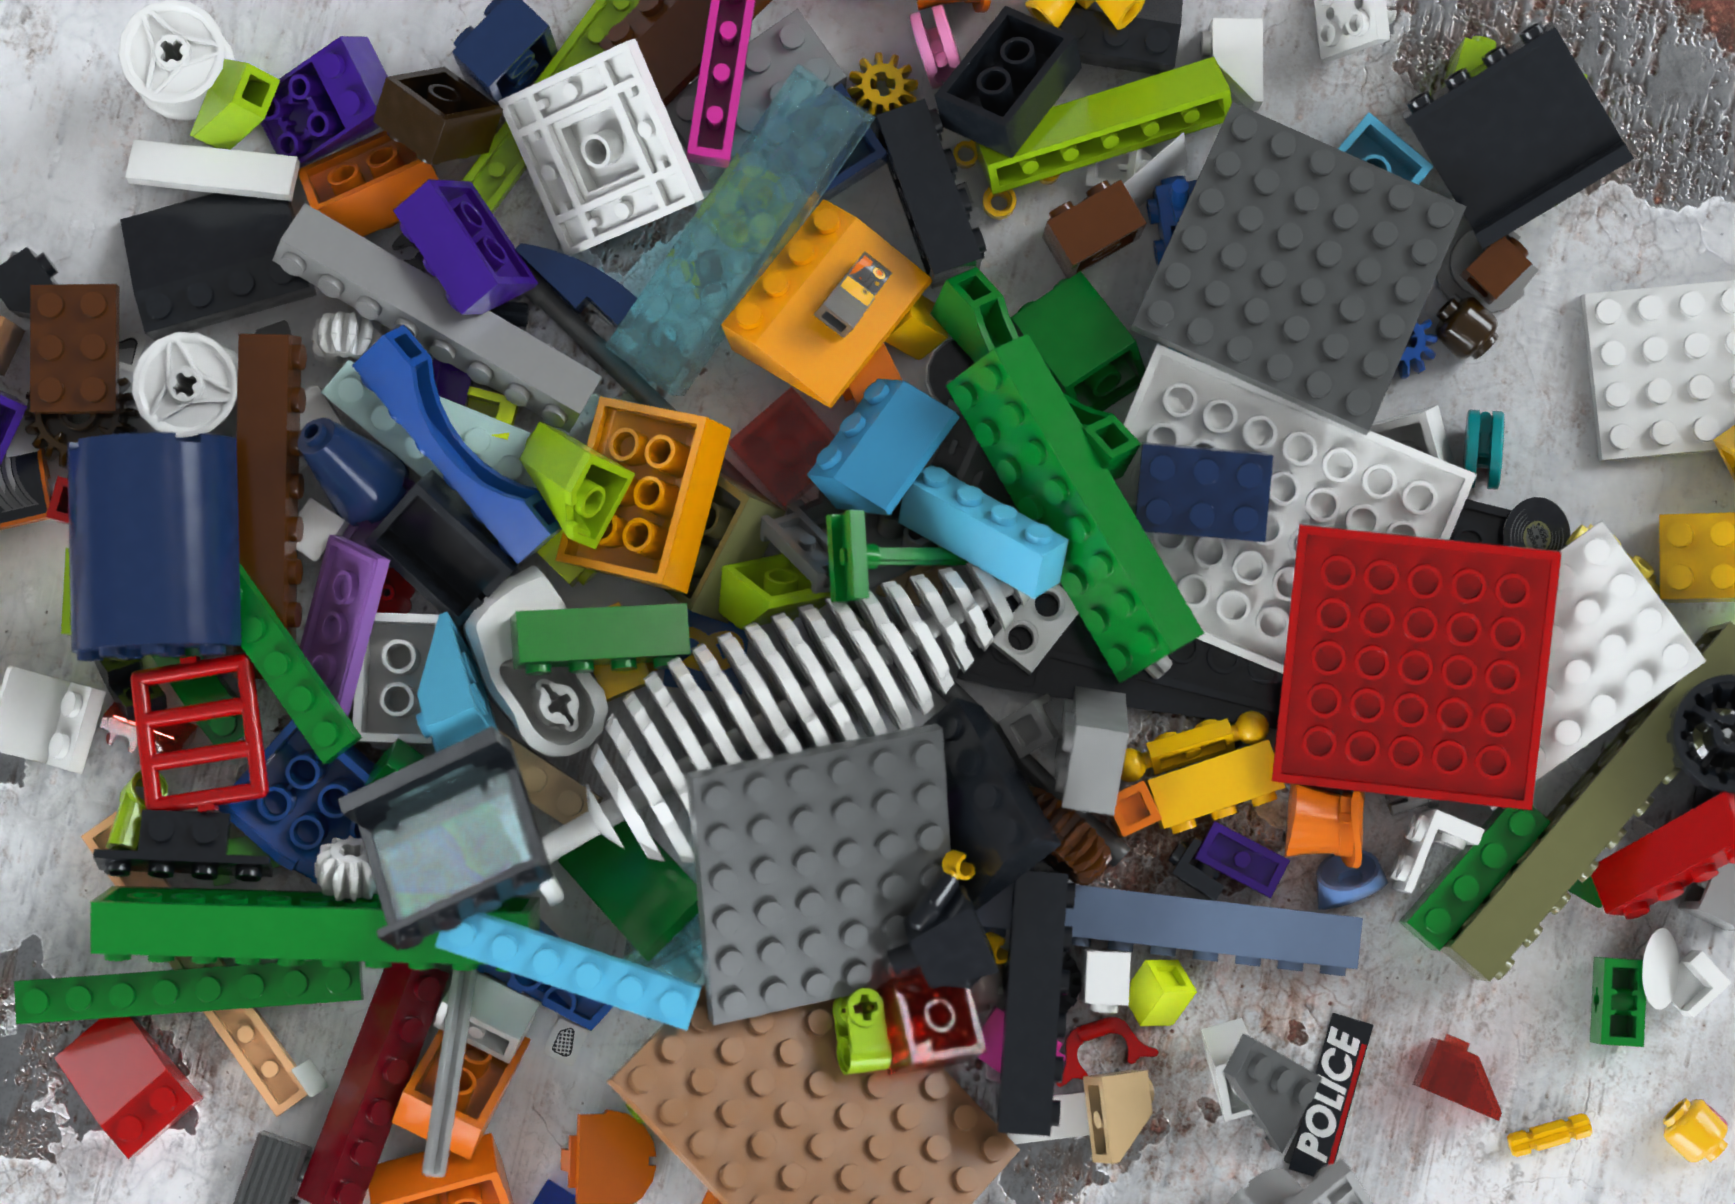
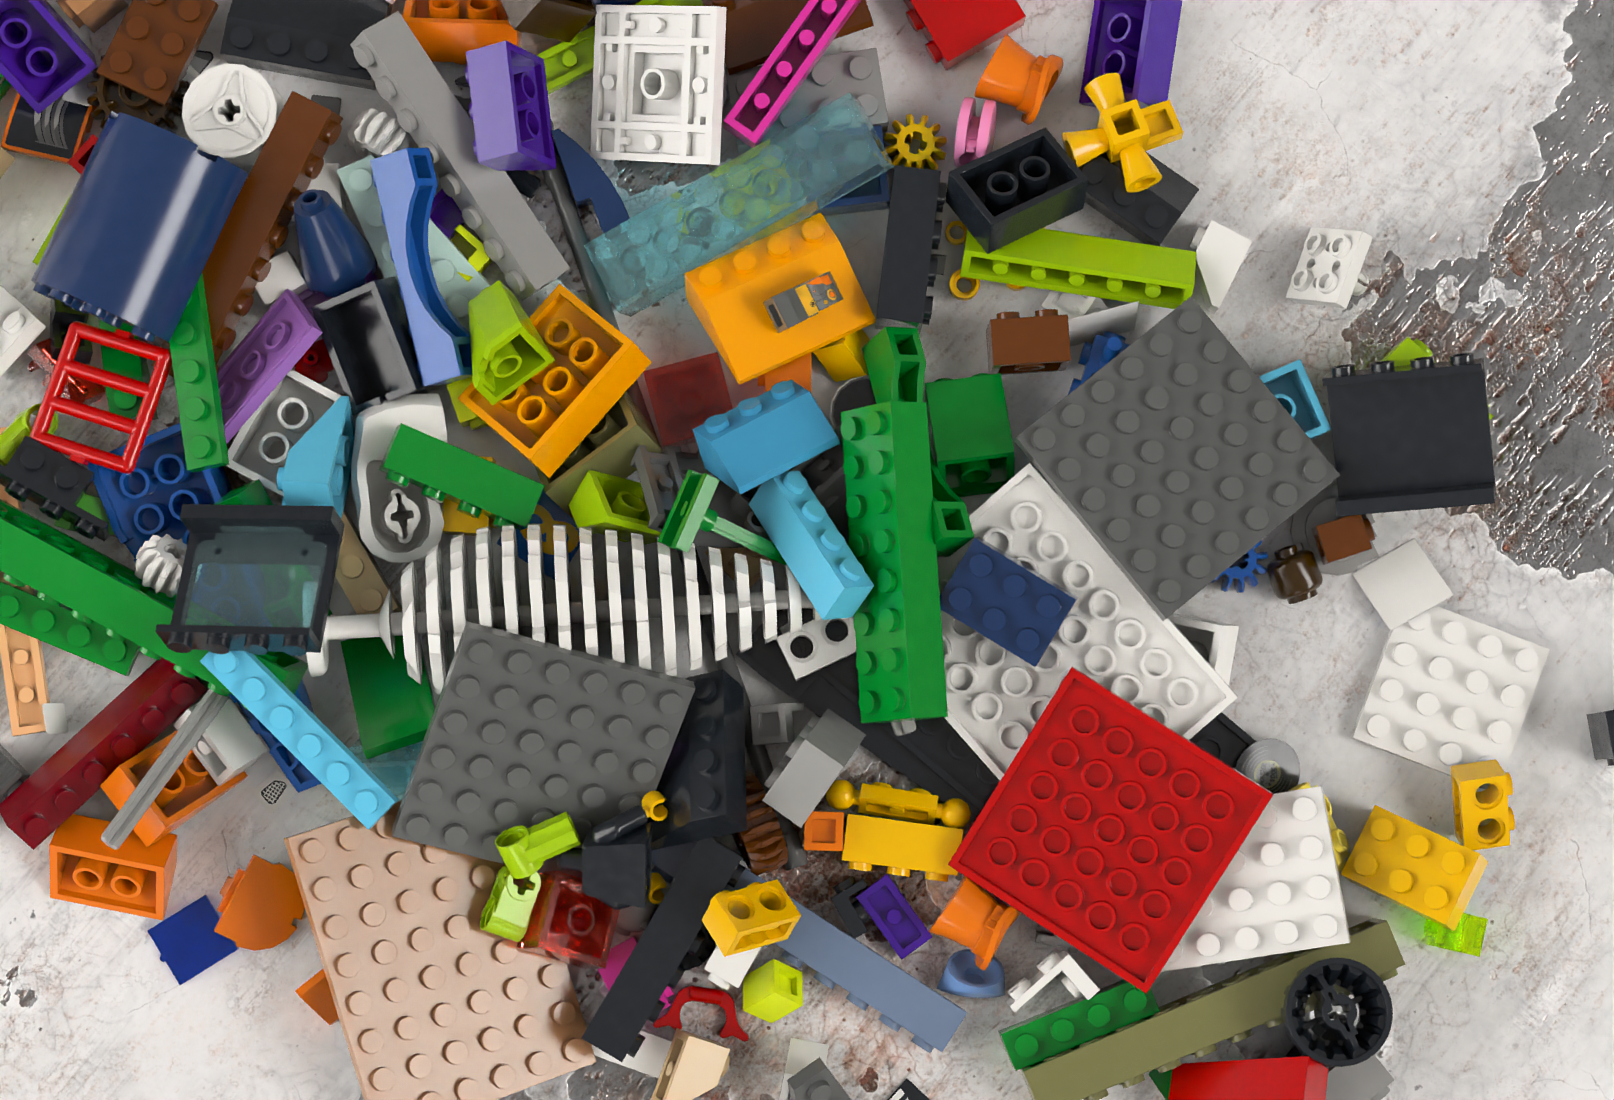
camera: 30 degrees right, 0 degrees up
(854, 971) = (526, 849): none -> lime piece
(1106, 929) = (750, 917): none -> yellow brick
(1484, 445) = (1259, 678): teal head -> none
(1576, 285) = (1402, 584): none -> white sticker

